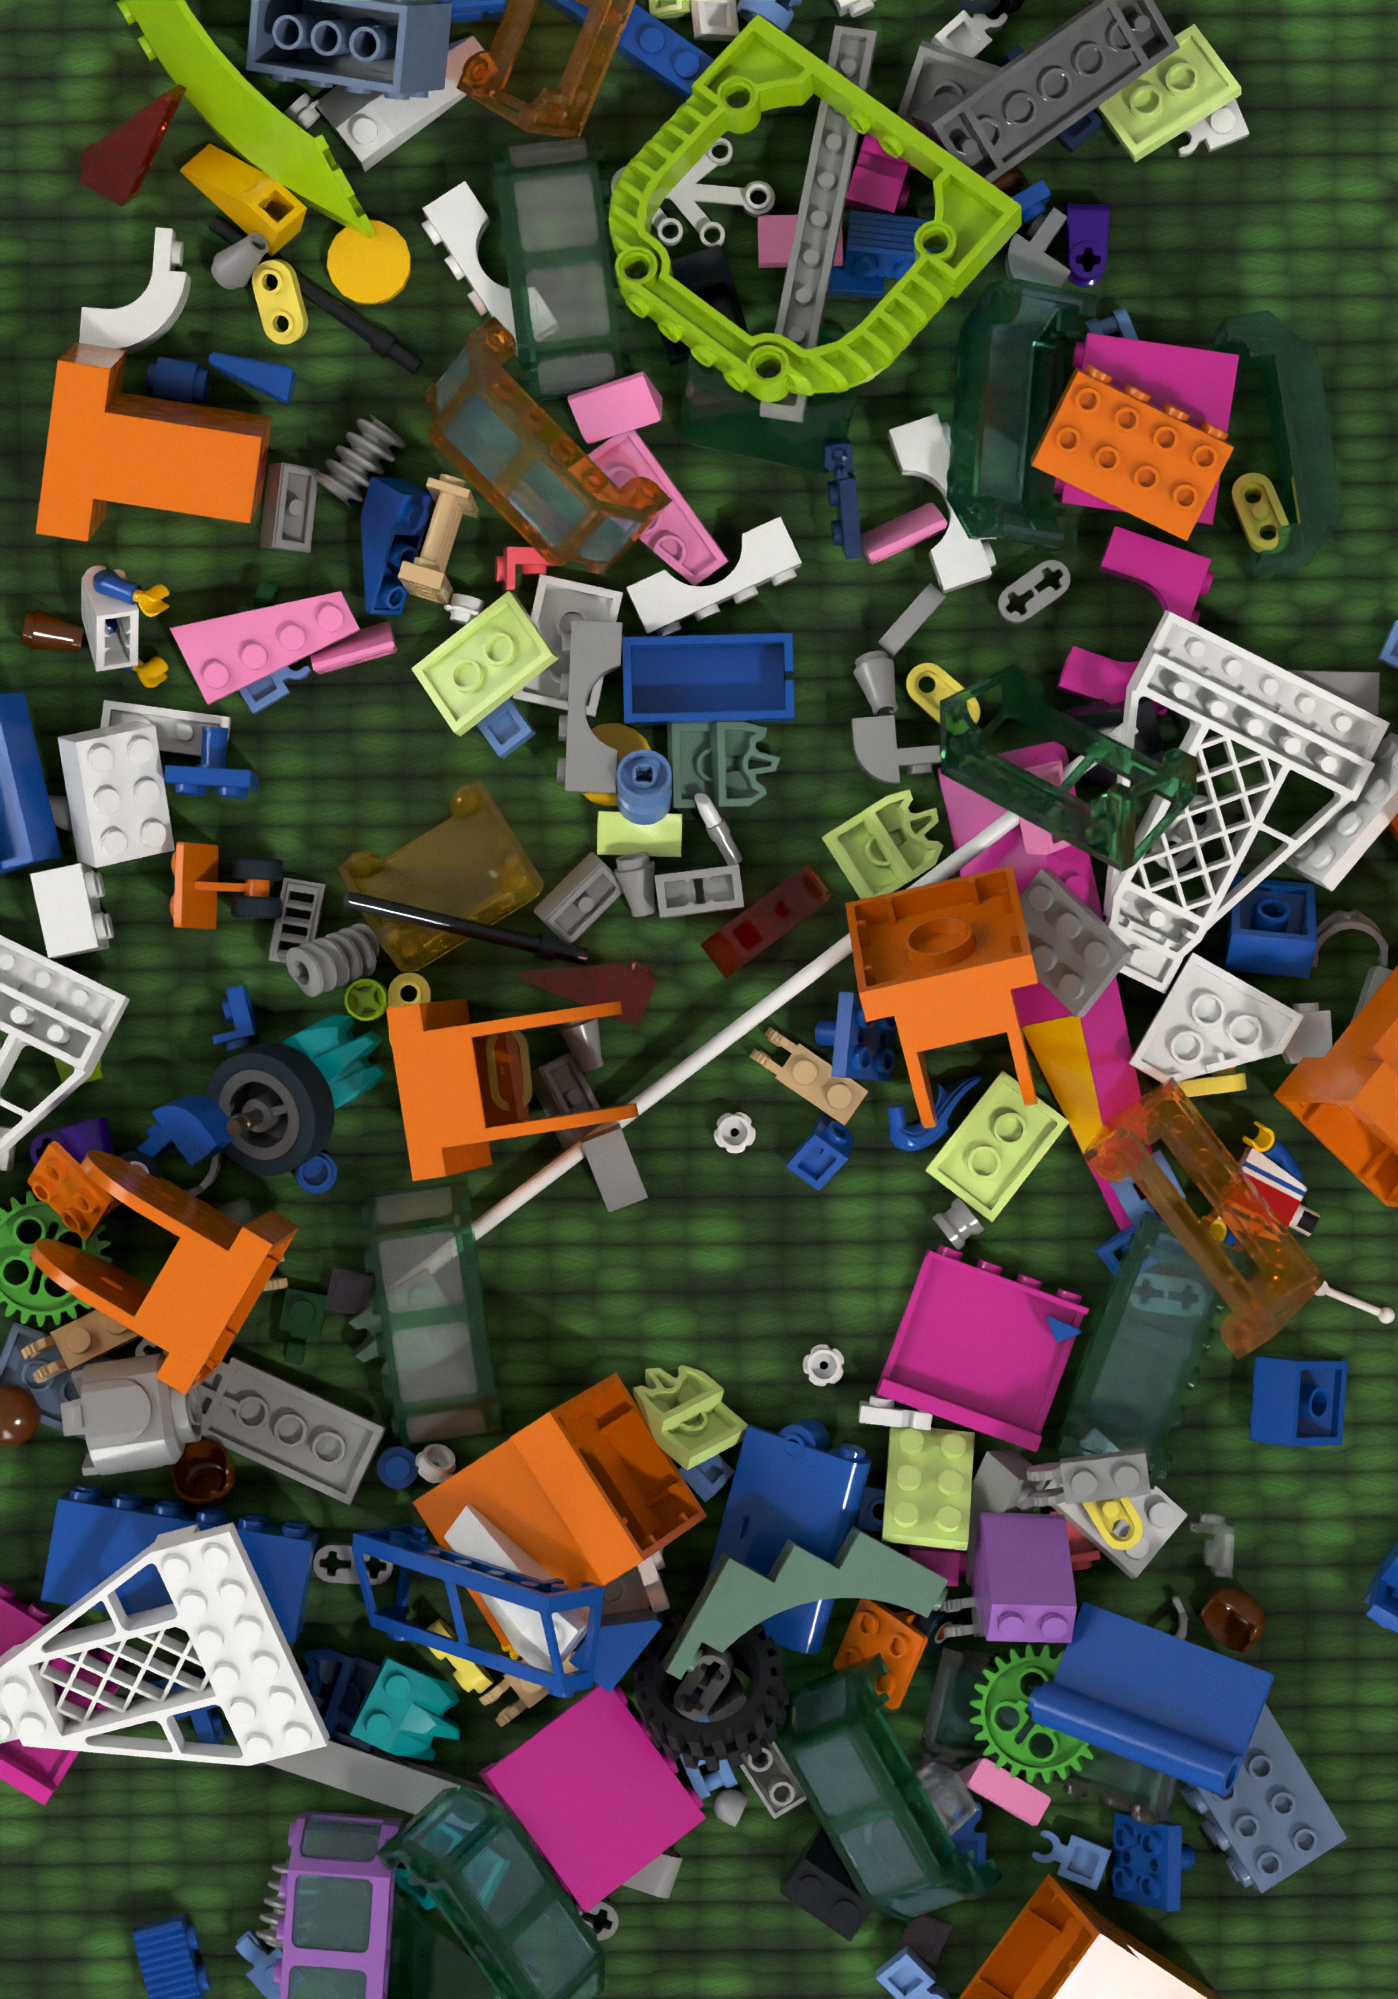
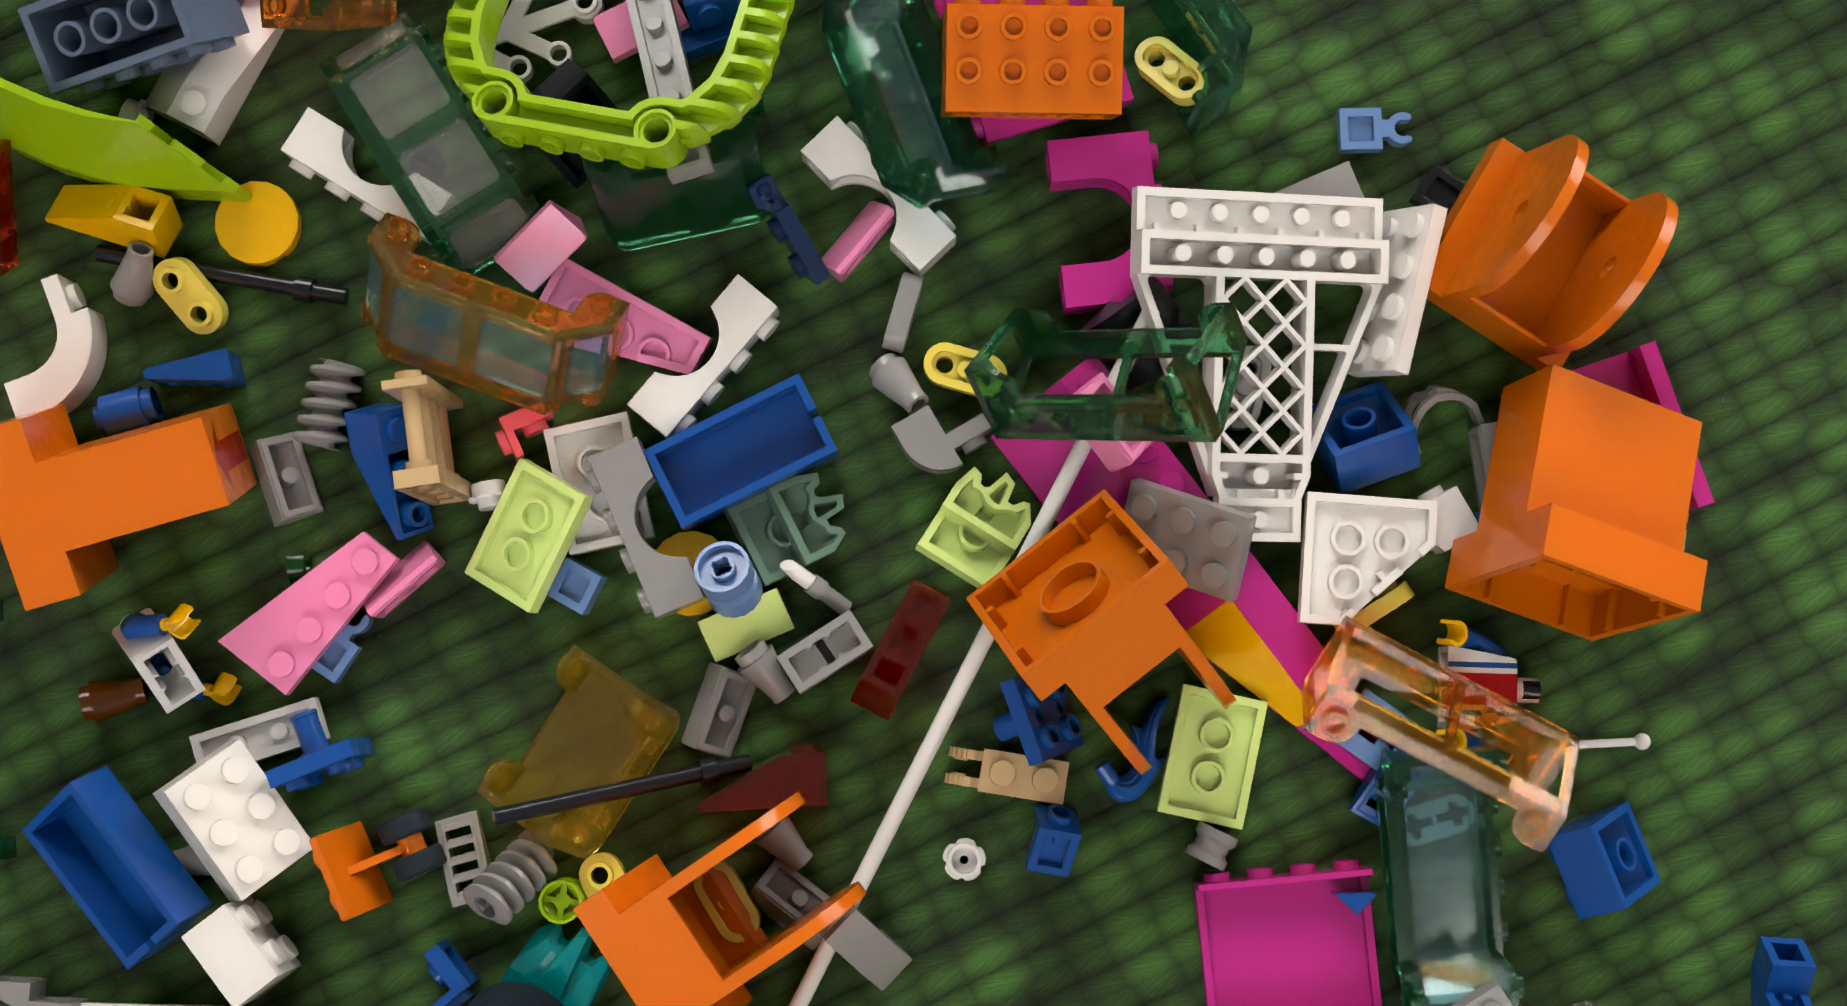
camera: 30 degrees left, 5 degrees down
(1028, 583) = (992, 232): light grey beam -> none

